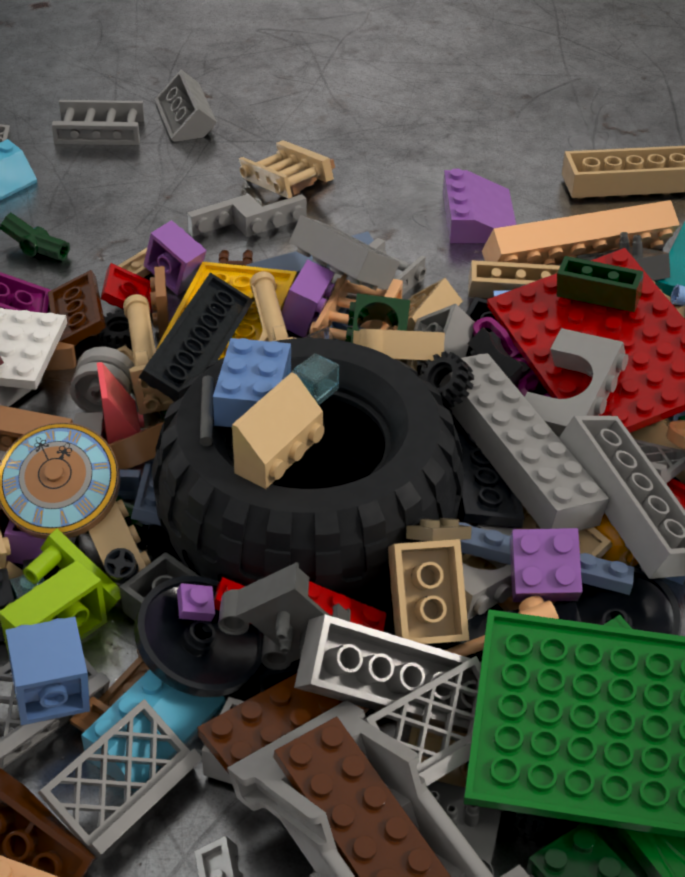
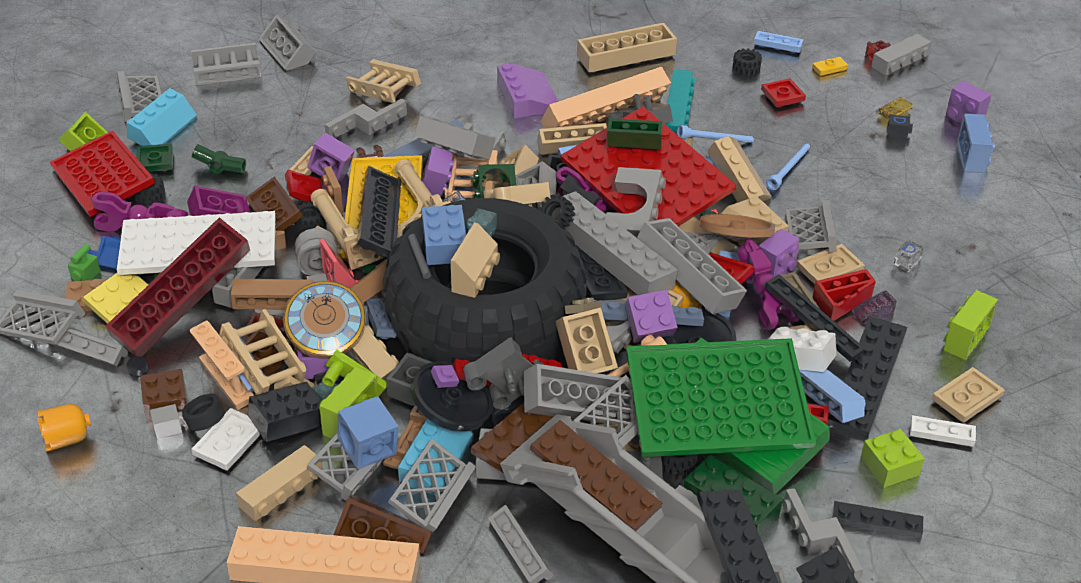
camera: 15 degrees left, 0 degrees up
(118, 560) = (383, 361): black wheel -> none

